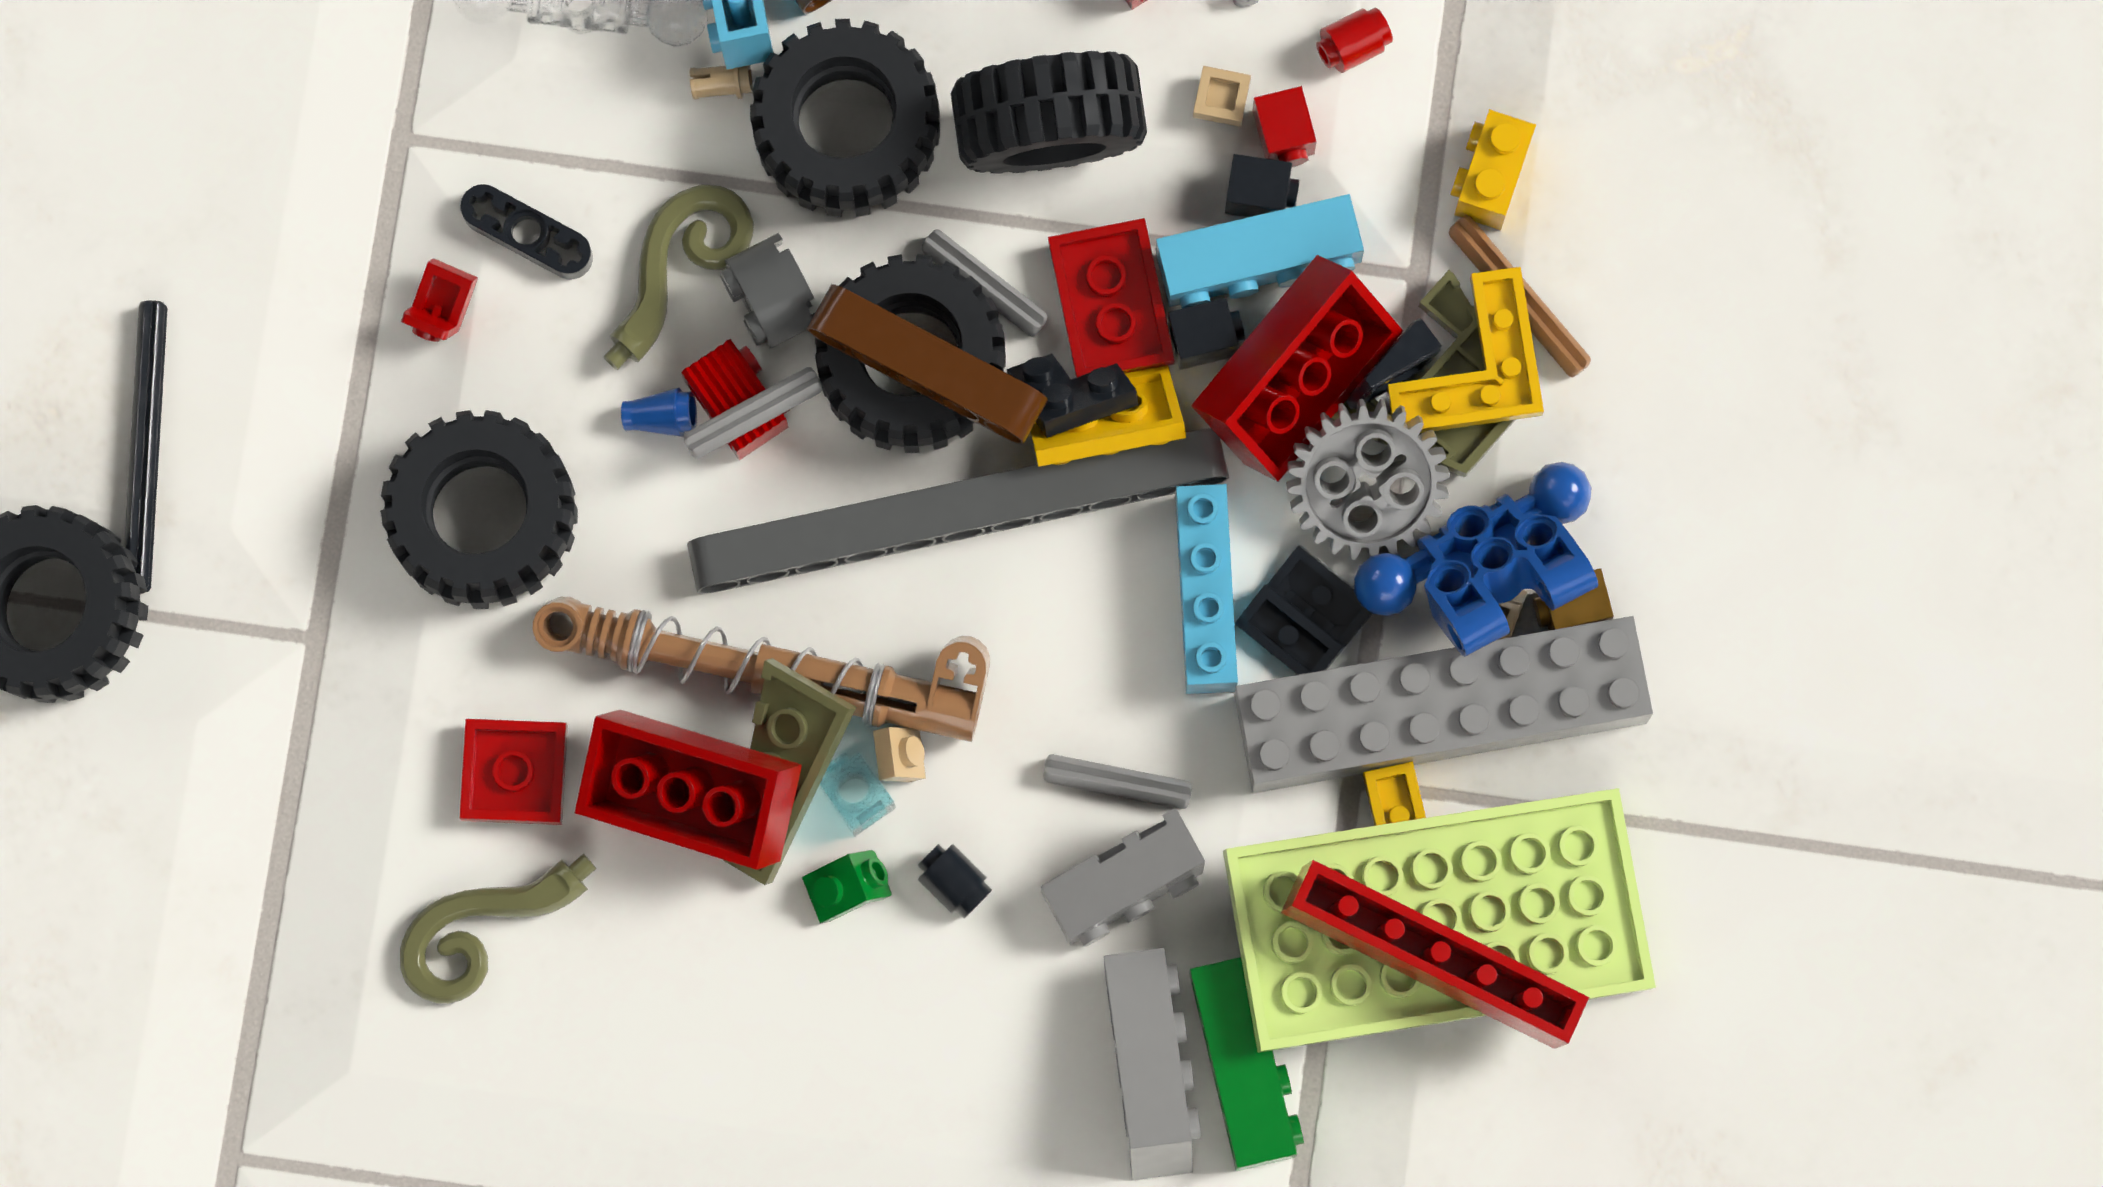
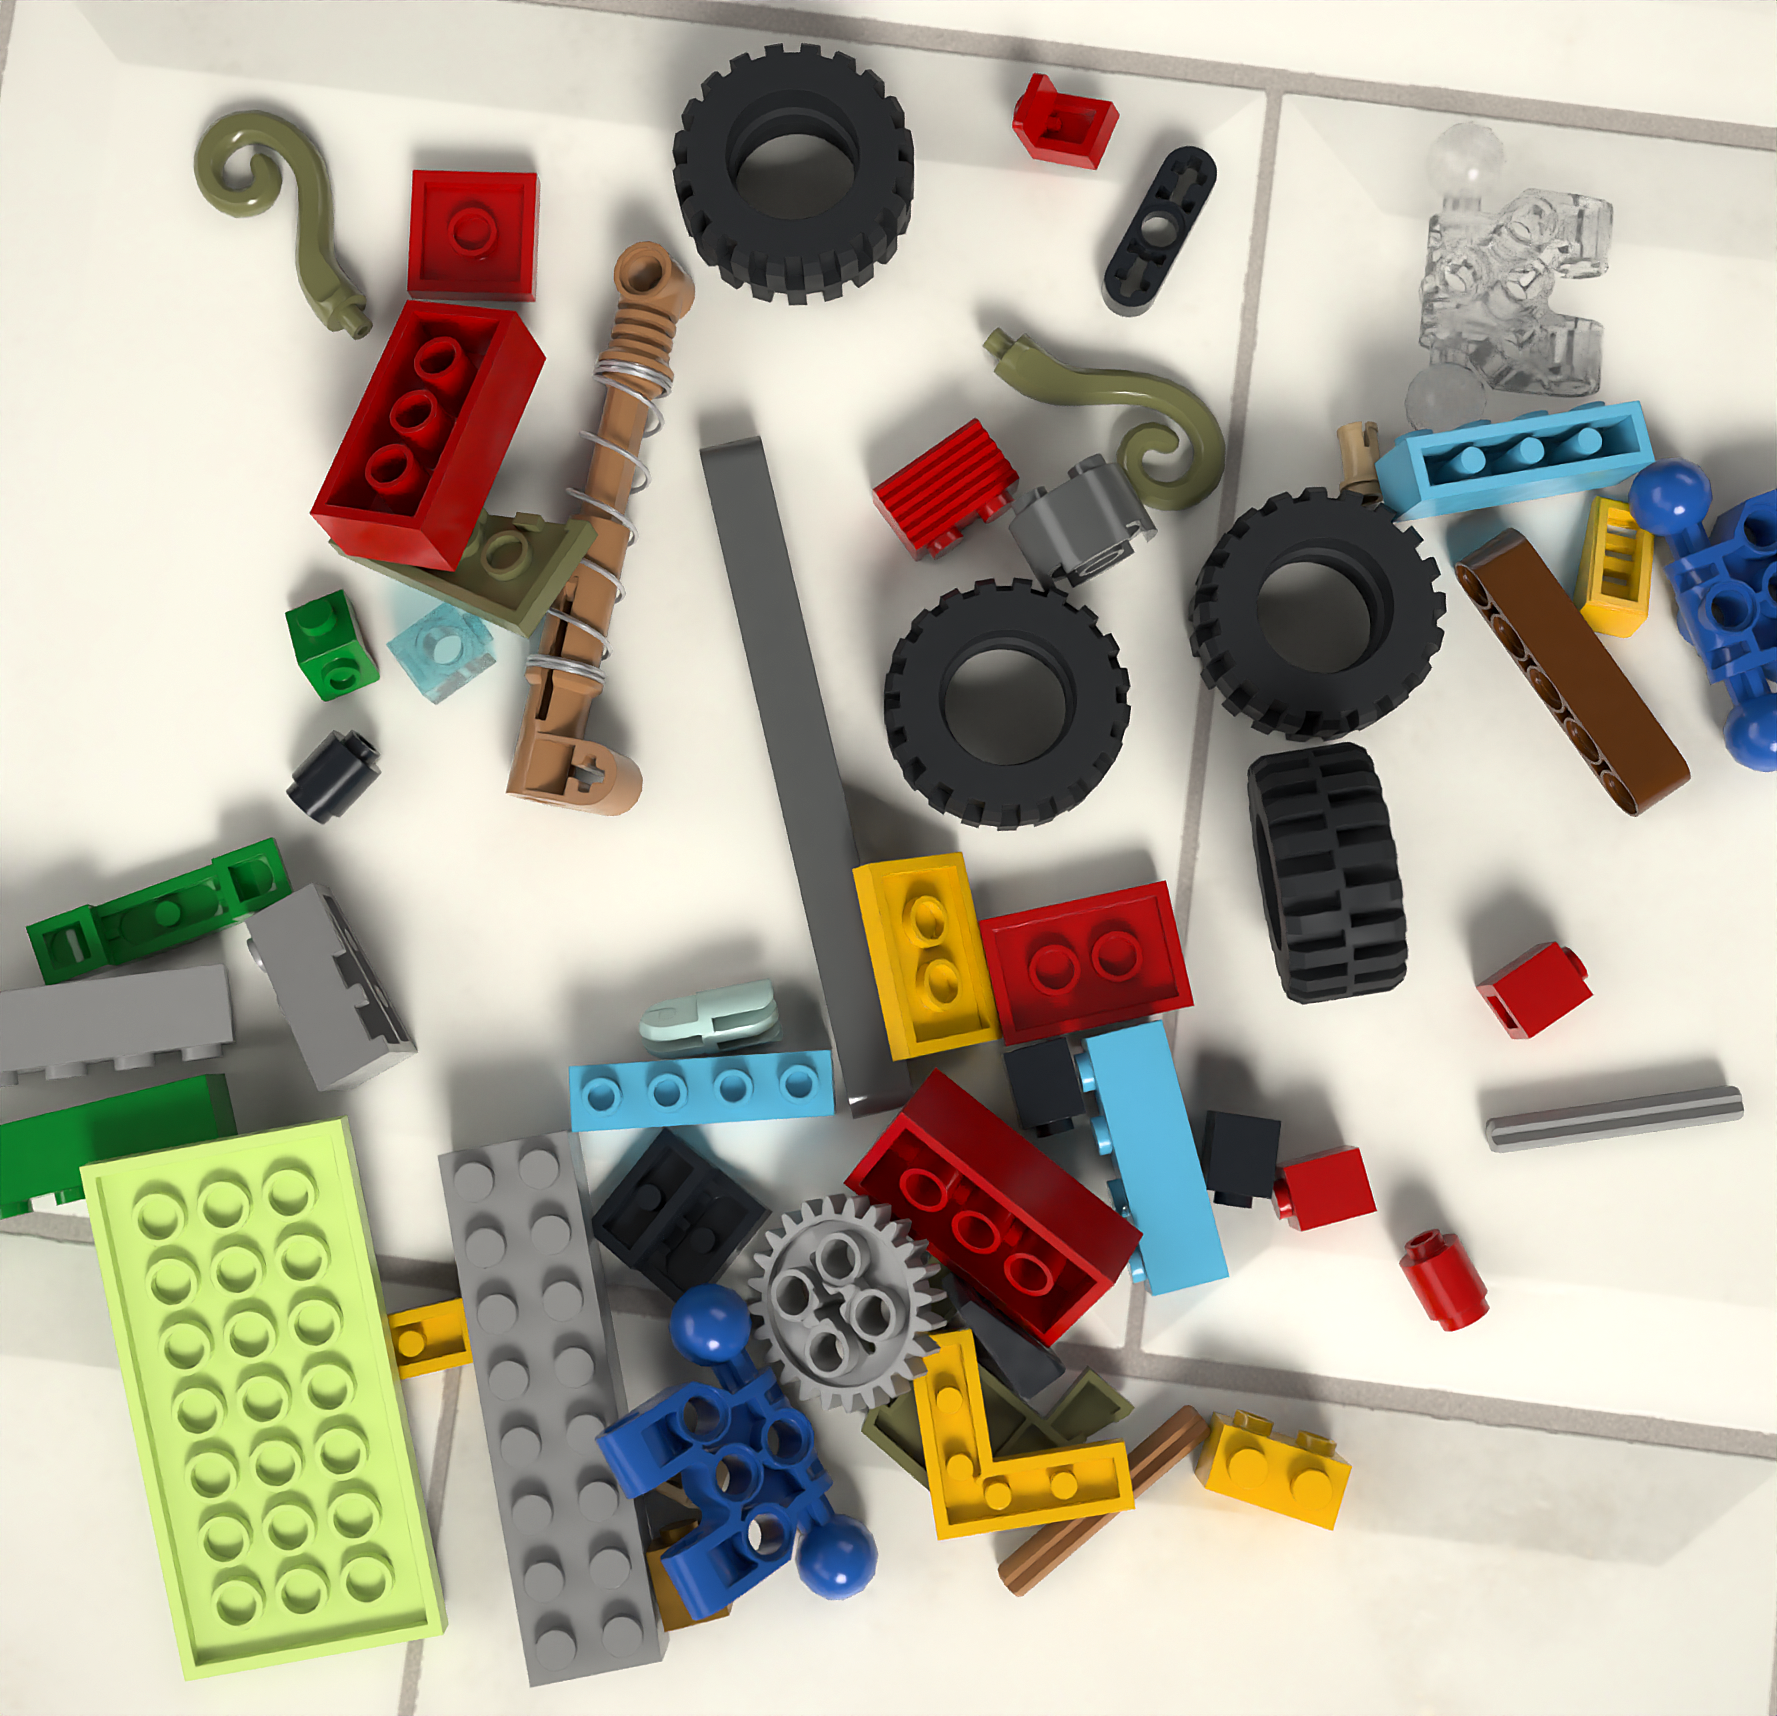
camera: 90 degrees right, 5 degrees up
(661, 413) = (927, 401): blue cone -> none
(752, 412) = (919, 503): light grey axle -> none
(899, 754) = (490, 703): tan plate -> none
(927, 364) = (974, 717): reddish brown beam -> none
(1006, 298) = (1106, 801): light grey axle -> none
(1061, 1011) = (161, 915): none -> green slope
(1076, 399) = (941, 906): black plate -> none
(1117, 781) = (462, 980): light grey axle -> none
(1152, 584) = (712, 1021): none -> light aqua arm
(1221, 96) = (1362, 1104): tan plate -> none
(1435, 955) = (189, 1399): red brick -> none

